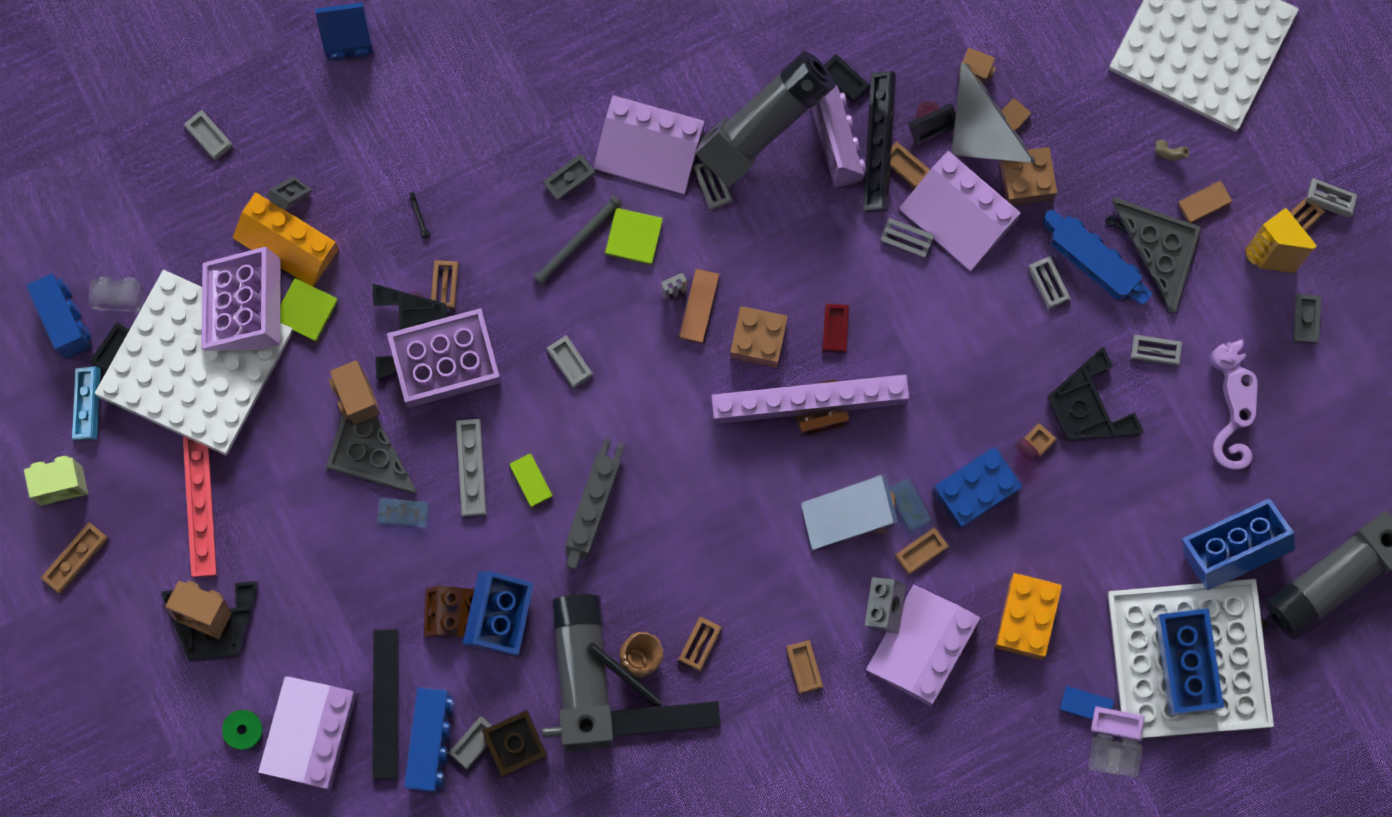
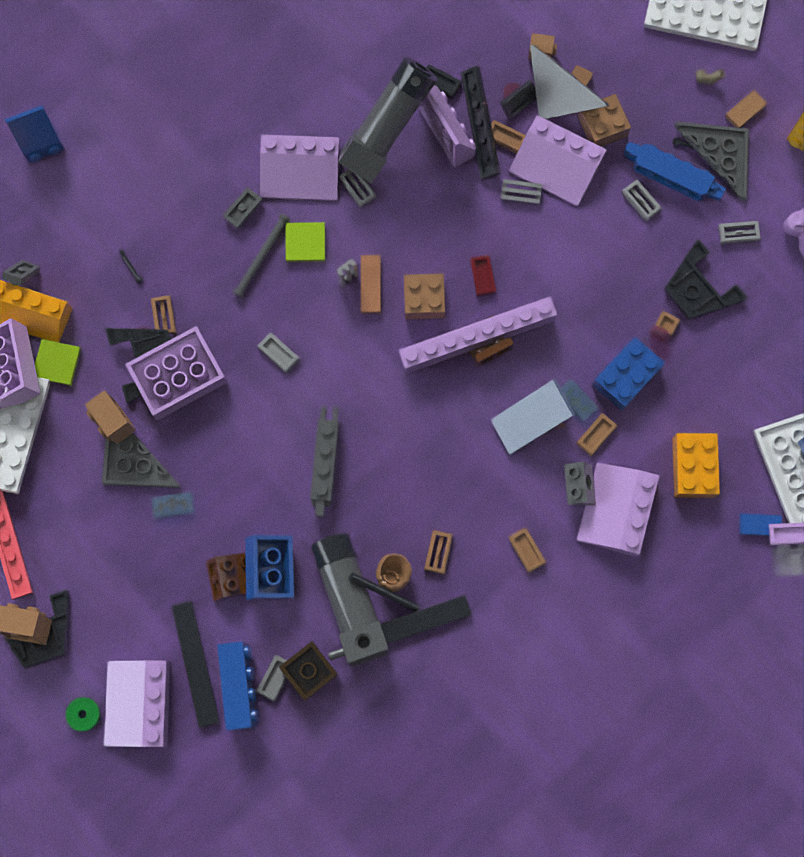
camera: 10 degrees left, 0 degrees up
(471, 468) = (219, 456): light grey tile -> none
(531, 480) = (270, 454): lime tile -> none

